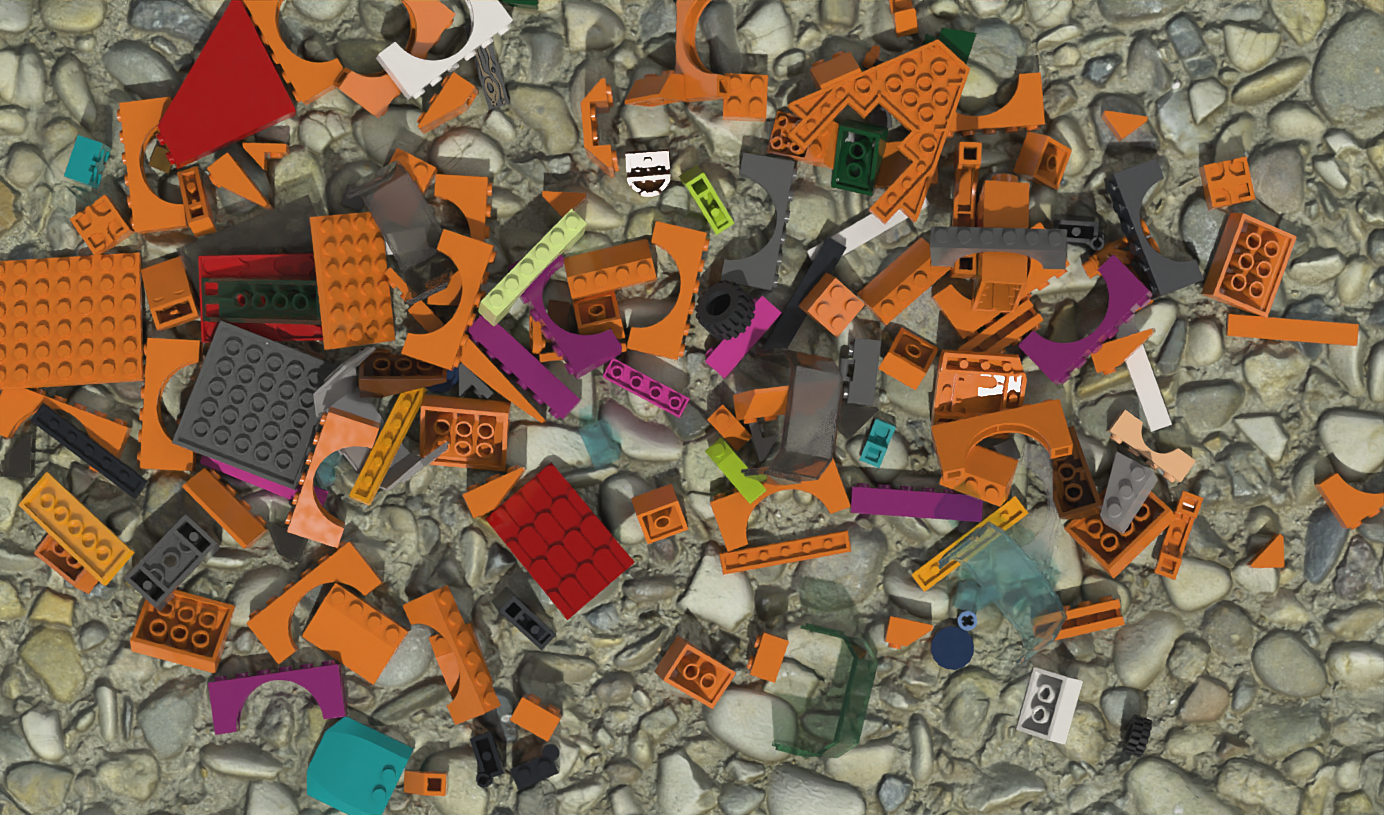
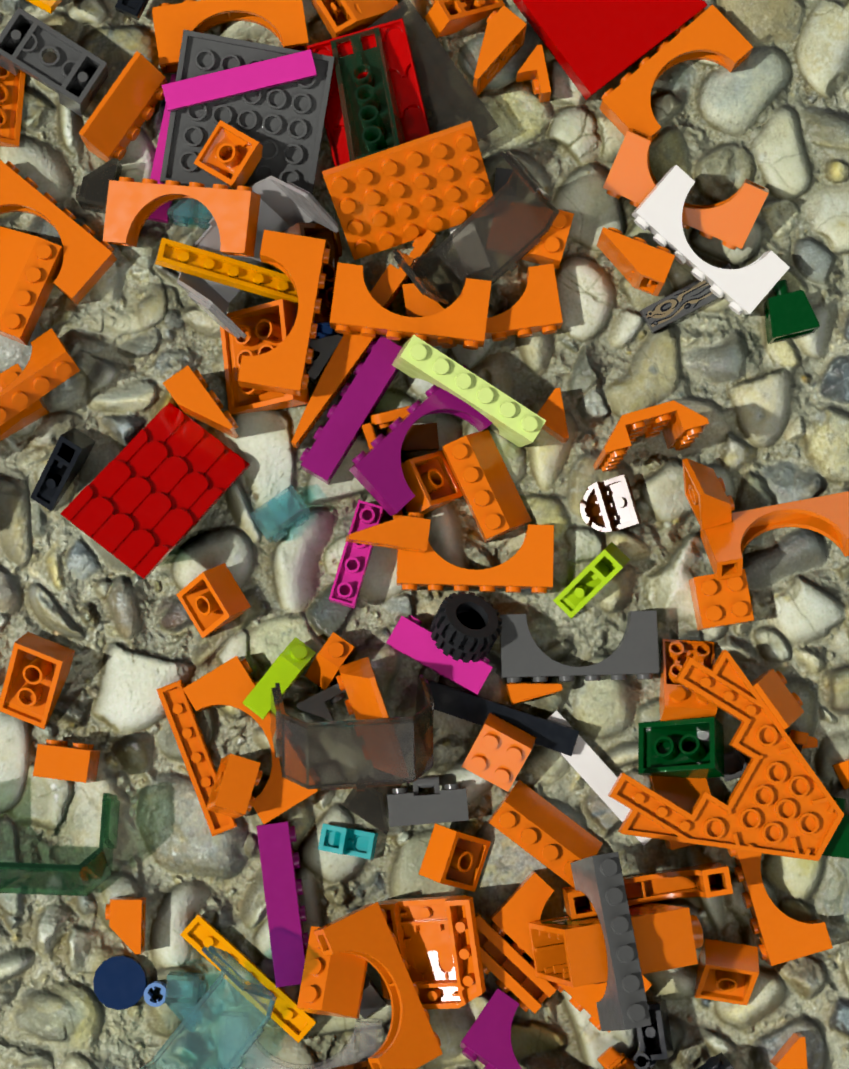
camera: 75 degrees right, 5 degrees down
(225, 404) = (239, 80): none -> dark pink tile
(288, 426) = (230, 155): none -> orange slope
(396, 382) = (285, 365): none -> orange arch
(638, 348) = (402, 533): none -> orange slope
(787, 274) = (527, 691): none -> orange slope
(815, 524) = (234, 786): none -> orange brick

